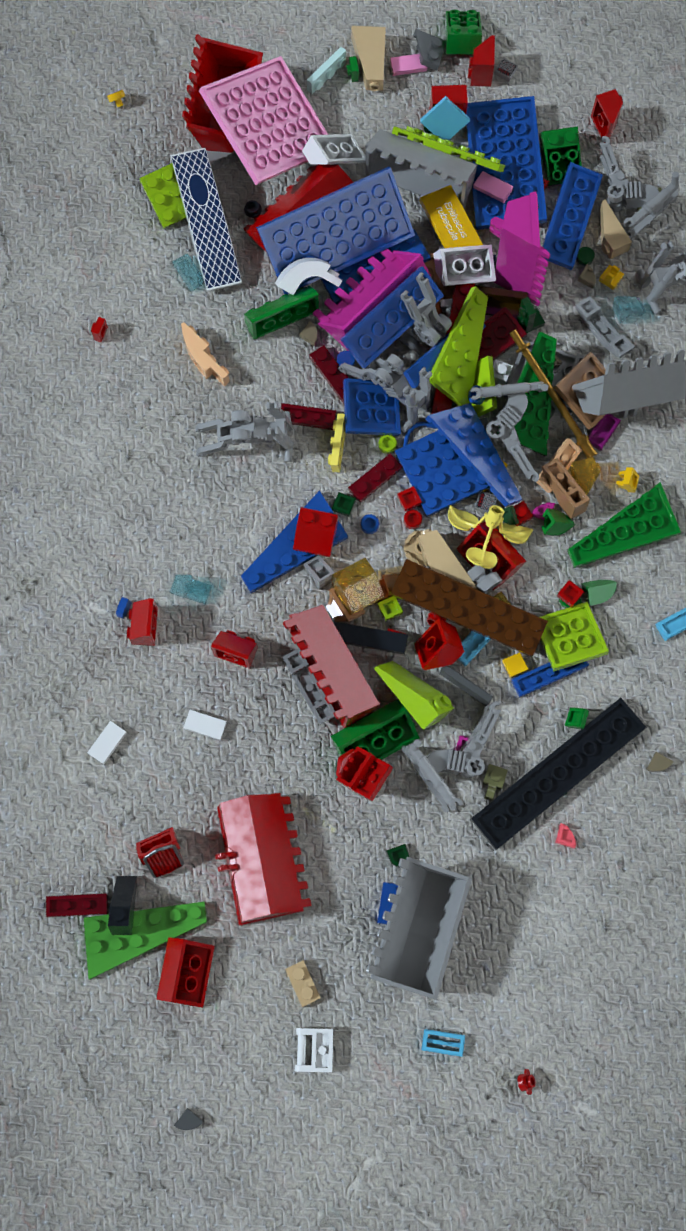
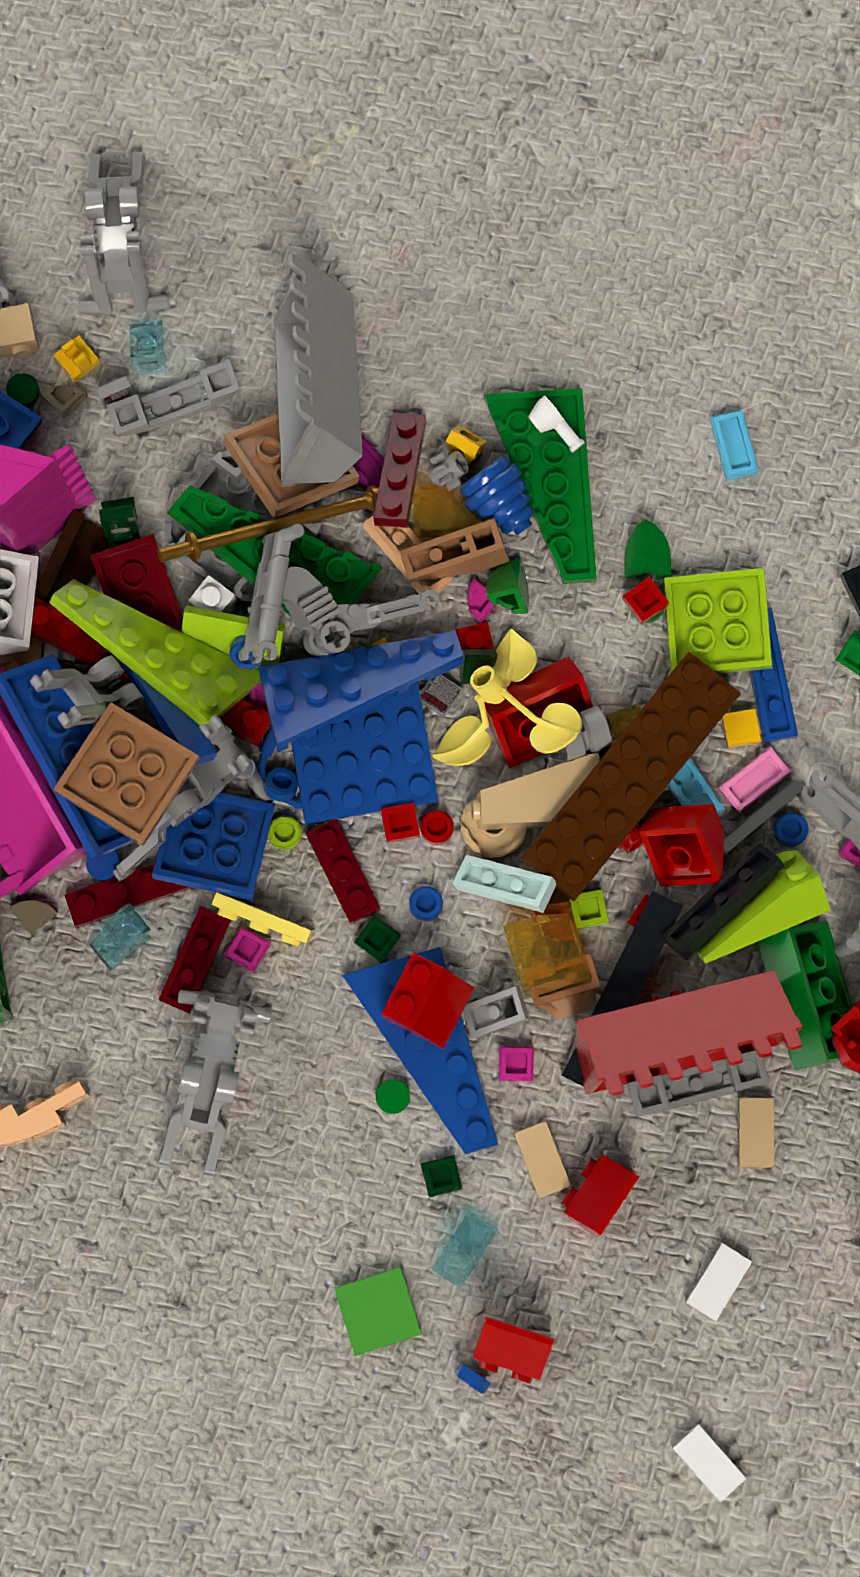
camera: 75 degrees left, 5 degrees up
(147, 553) = (377, 1311): none -> bright green tile
(226, 568) = (441, 1176): none -> dark green tile
(248, 616) = (542, 1159): none -> tan tile
(262, 532) = (392, 1096): none -> green tile
(291, 726) = (755, 1132): none -> tan tile
(296, 591) = (516, 1063): none -> dark pink tile
(309, 377) = (121, 937): none -> clear light blue slope
(320, 441) = (247, 949): none -> dark pink tile
(388, 340) = (126, 774): none -> medium nougat plate
(390, 557) = (504, 883): none -> light aqua plate
(411, 671) = (722, 901): none -> black plate
(412, 433) = (280, 784): none -> blue tile
(465, 705) = (791, 829): none -> blue tile
(487, 679) = (754, 780): none -> bright pink tile
(599, 297) = (114, 391): none -> light grey tile
(602, 447) = (399, 470): none -> dark red plate
(605, 502) = (500, 495): none -> blue piece
(611, 473) = (448, 469): none -> light grey gear
(657, 515) = (547, 417): none -> white bar

